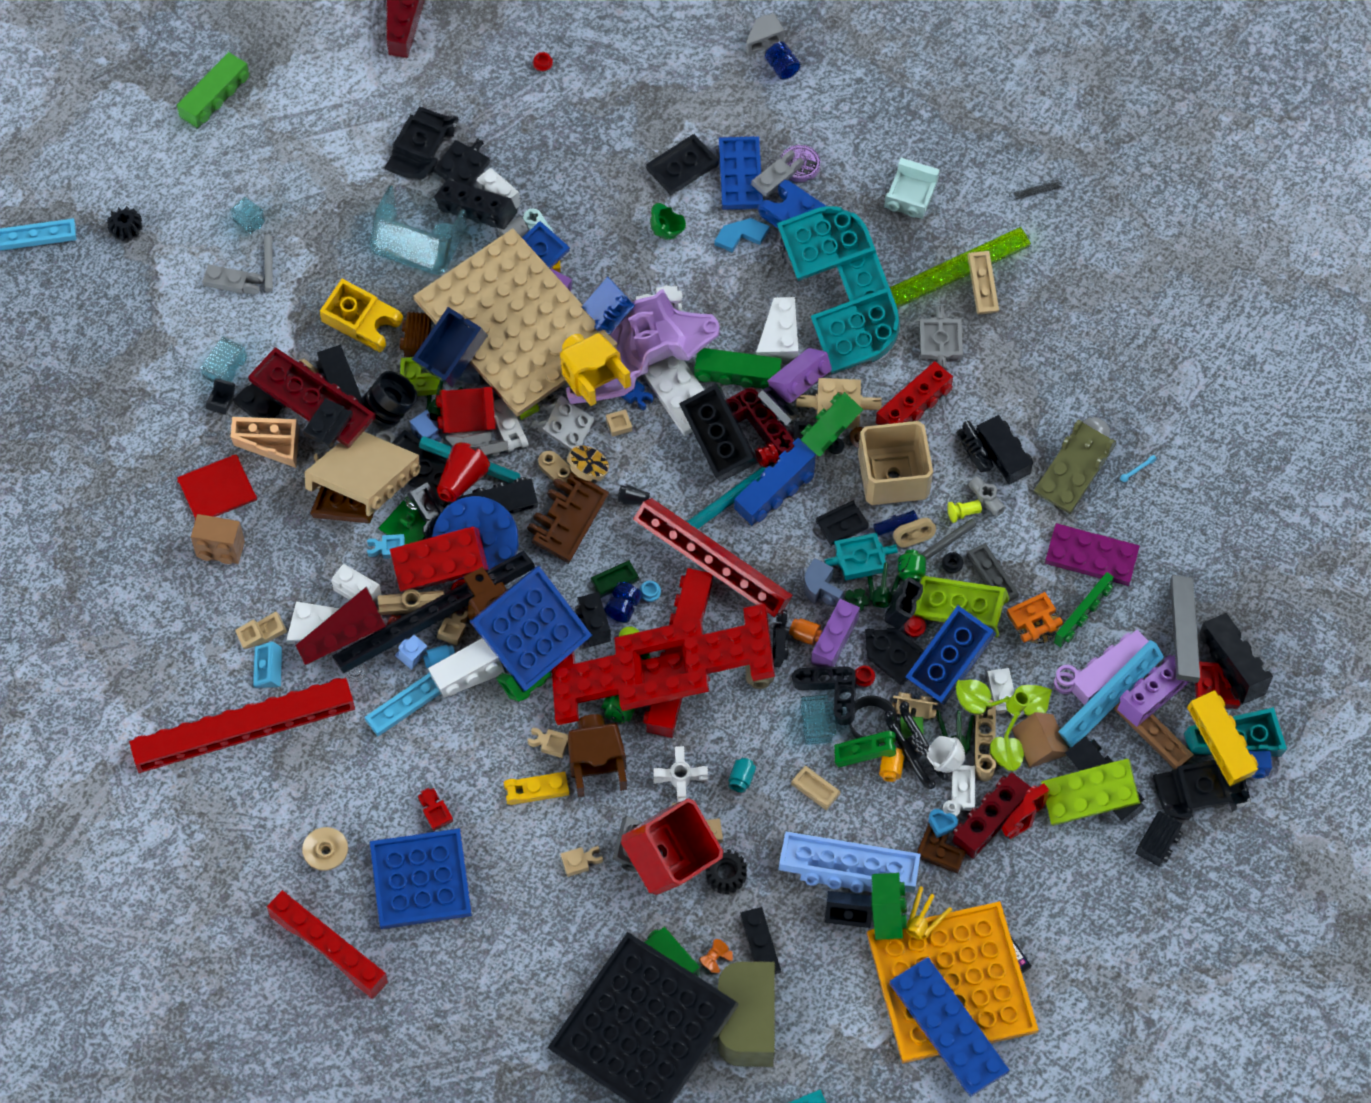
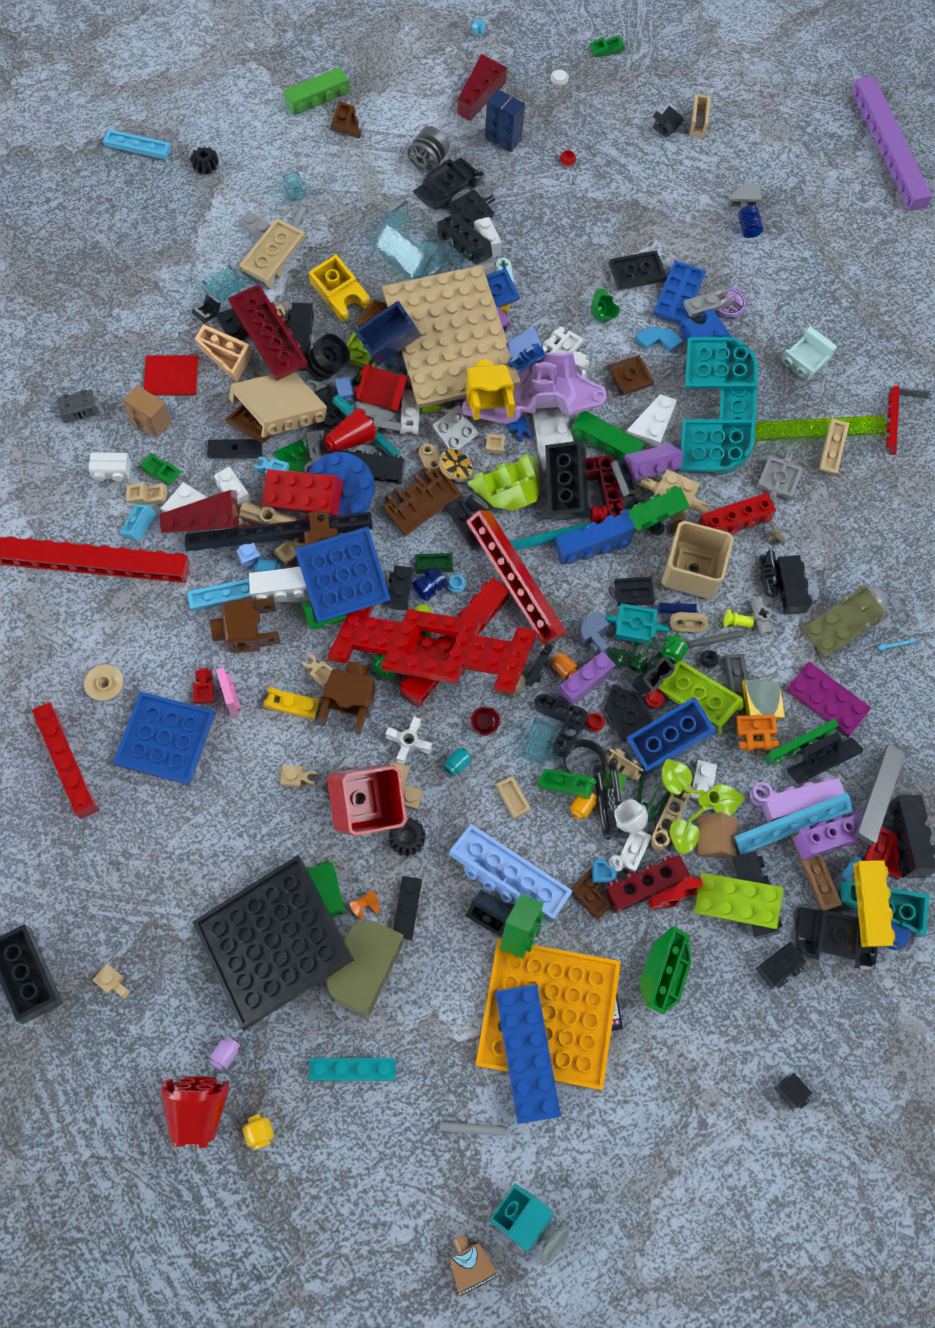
camera: 20 degrees right, 5 degrees up
(129, 562) = (75, 403): none -> dark grey hinge
(205, 617) = (109, 466): none -> white brick
(261, 598) = (159, 469): none -> green slope
(263, 302) = (272, 252): none -> tan hinge
(265, 113) = (345, 120): none -> reddish brown wing
(323, 546) = (234, 448): none -> black tile
(327, 423) = (268, 355): black plate -> none
(381, 113) = (428, 149): none -> flat silver wheel
(444, 727) = (240, 624): none -> reddish brown piece
(457, 53) = (504, 124): none -> dark blue piece
(468, 804) = (229, 692): none -> bright pink plate
(622, 518) = (460, 514): none -> black plate
(645, 280) = (567, 342): none -> white plate
(658, 461) = (510, 485): none -> lime brick
(730, 287) = (630, 375): none -> reddish brown plate
(751, 720) = (485, 720): none -> dark red hair
(917, 926) = (541, 953): yellow plant -> none
(964, 403) = (777, 535): none -> dark tan plant
(1025, 580) = (763, 698): none -> tile
(1030, 221) = (893, 413): none -> red plate
(1048, 889) = (666, 970): none -> green wedge
(1112, 614) = (823, 756): none -> black bracket
(1186, 718) = (850, 868): none -> dark azure tile
(1223, 952) = (793, 1091): none -> black brick

